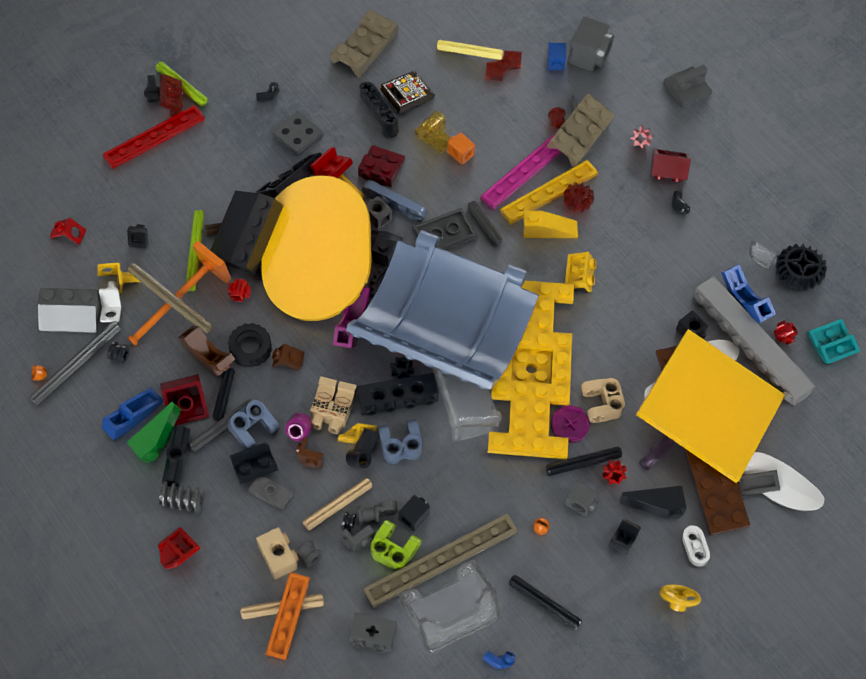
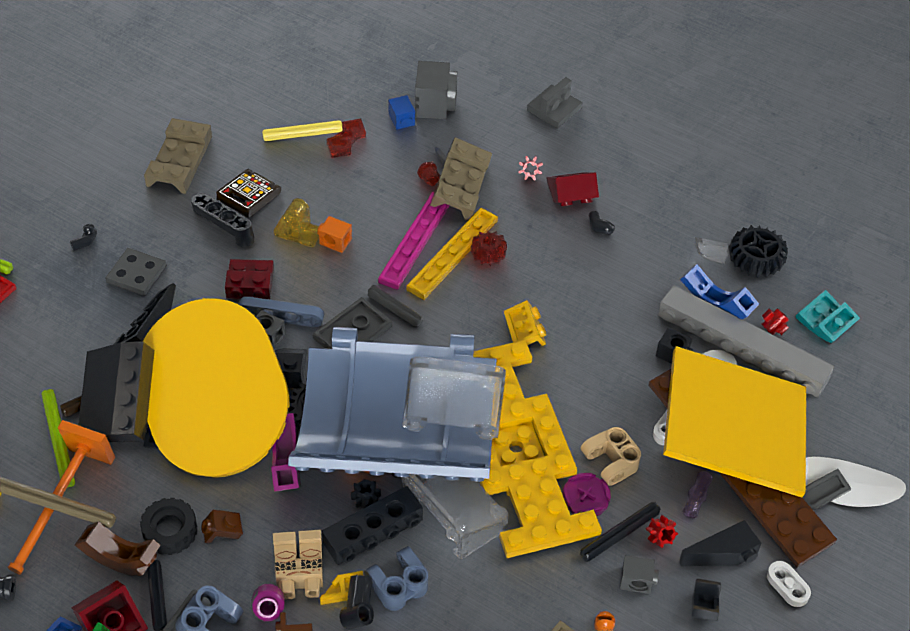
camera: 20 degrees left, 10 degrees down
(239, 290) = (131, 466): red gear -> none
(330, 164) = (188, 290): red bracket -> none
(492, 315) = (454, 395): none -> clear windscreen
(548, 225) = (466, 287): yellow slope -> none

